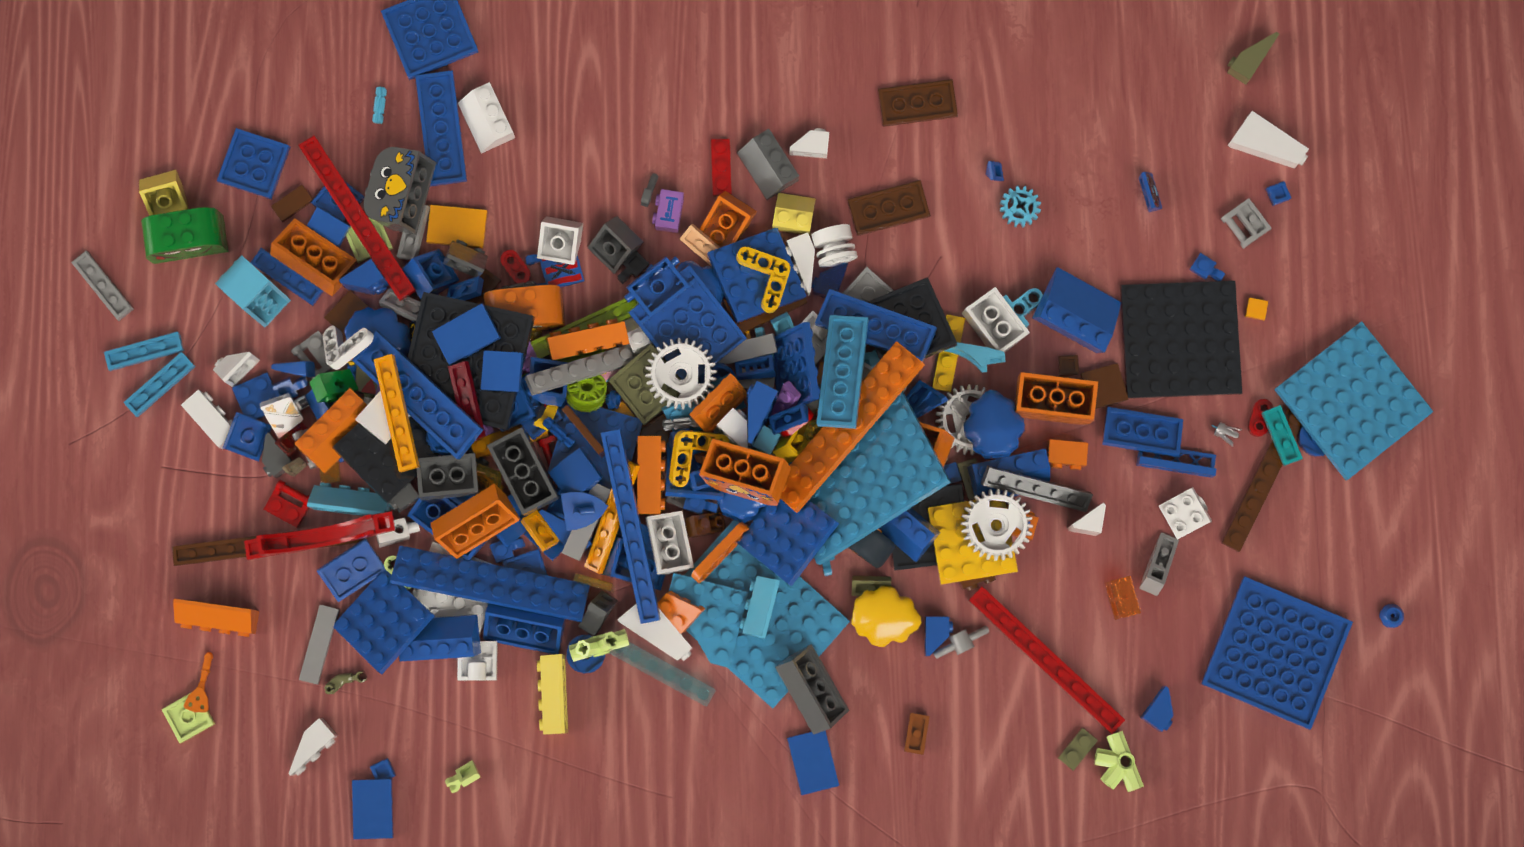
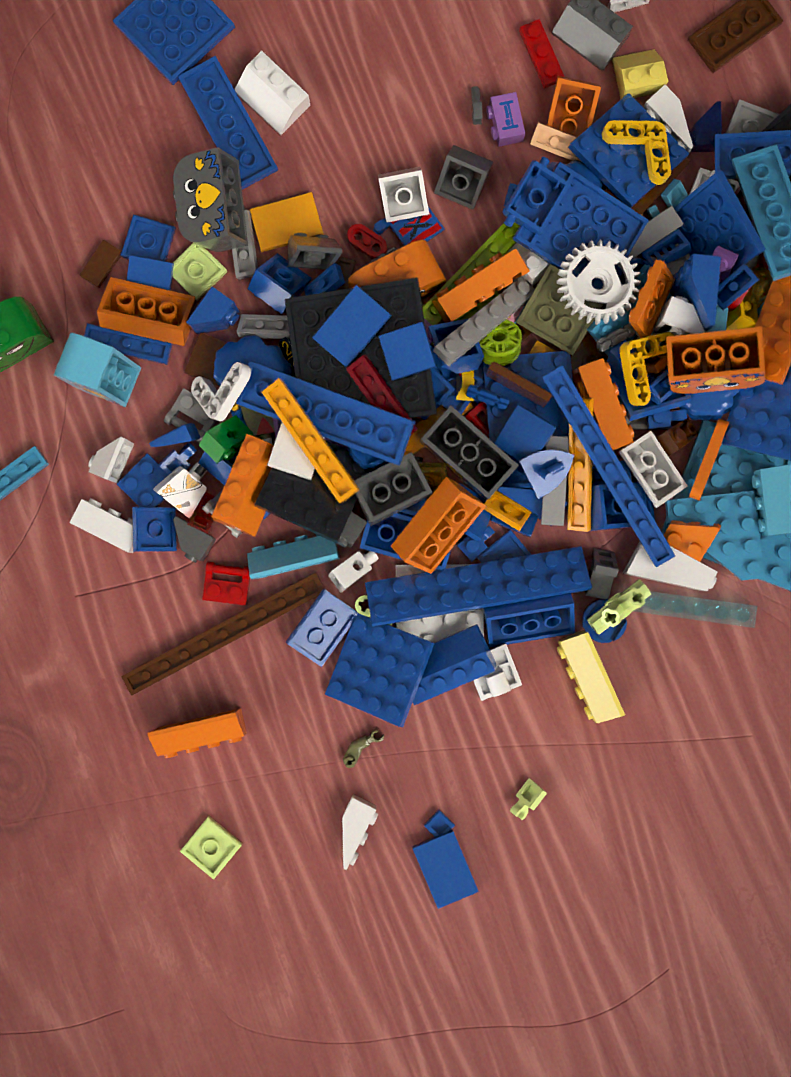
camera: 20 degrees left, 5 degrees up
(159, 384) = (37, 510): dark azure plate -> none
(200, 690) = (213, 816): orange piece -> none
(253, 163) = (42, 236): blue plate -> none
(295, 466) = (218, 541): dark tan tile -> none
(303, 540) = (277, 605): red slope -> none
(319, 644) = (318, 719): light grey tile -> none
(332, 475) = (261, 537): clear yellow tile -> none
(357, 218) = (176, 250): red plate -> none
(379, 105) = (151, 123): medium azure axle -> none
(595, 583) = (588, 542): clear yellow tile -> none
(613, 400) = (528, 342): blue plate -> none
(634, 266) = (491, 193): black plate -> none
(834, 245) = (699, 88): white wheel -> none

